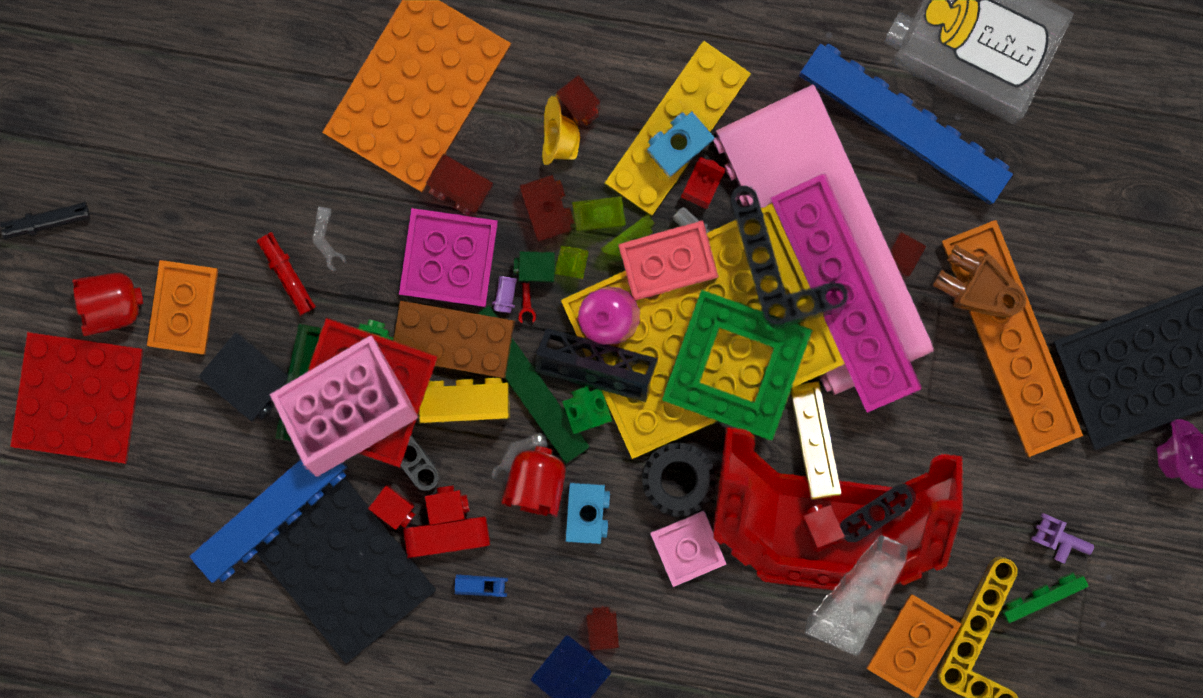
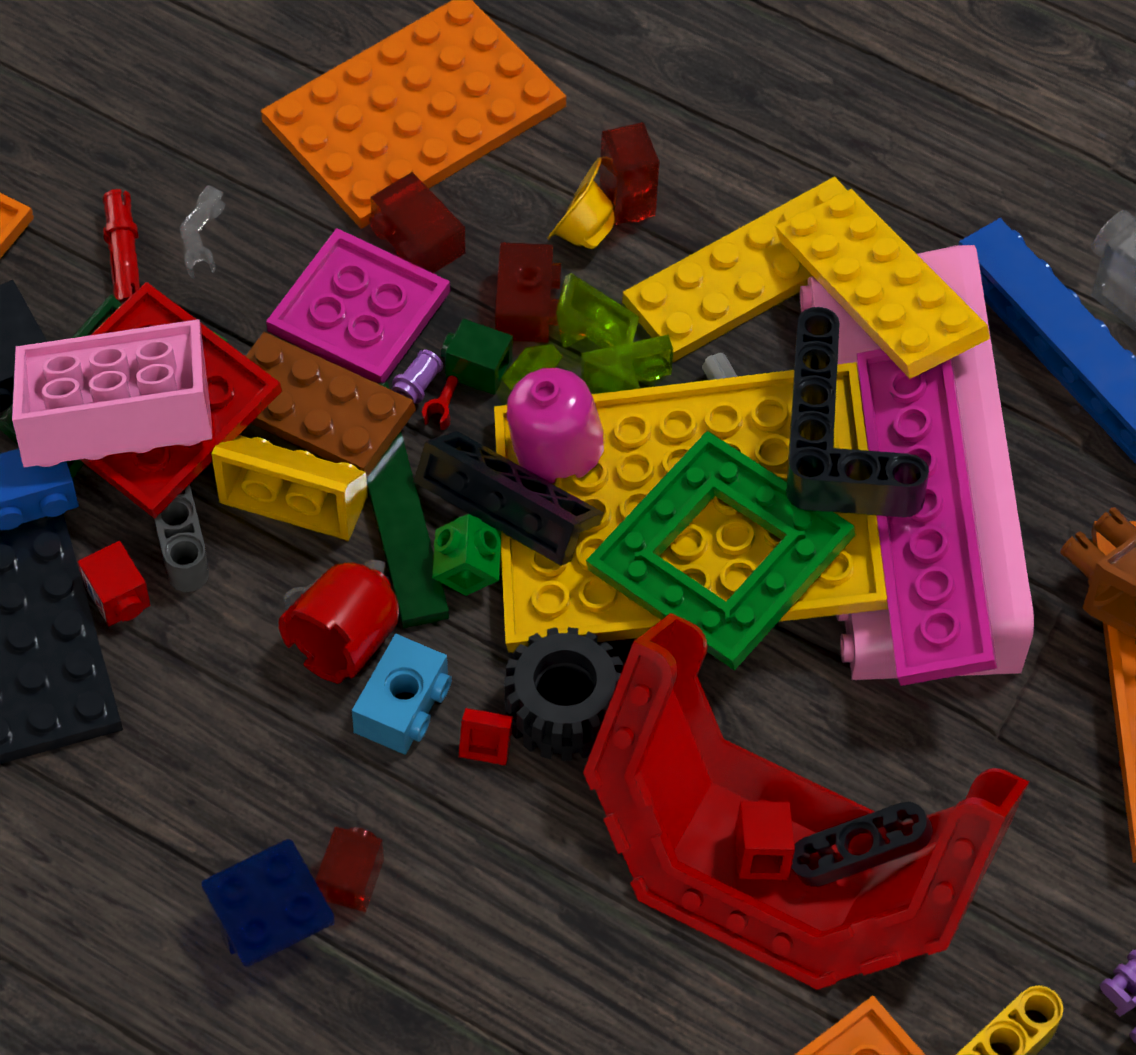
camera: 20 degrees right, 30 degrees down
(446, 505) = (194, 611): red brick -> none
(446, 537) = (174, 653): red beam -> none
(476, 585) = (187, 738): blue bar -> none
(644, 520) = (485, 736): none -> red plate
(668, 260) = (674, 391): coral tile -> none
(688, 548) = (537, 803): bright pink plate -> none
(692, 130) = (751, 266): dark azure brick -> none
(703, 182) = (766, 336): red bracket -> none
(767, 138) = (882, 283): none -> yellow plate
(815, 440) = (799, 716): tile -> none
(856, 602) = (782, 954): clear wedge -> none
(906, 253) = (1039, 517): clear red brick -> none

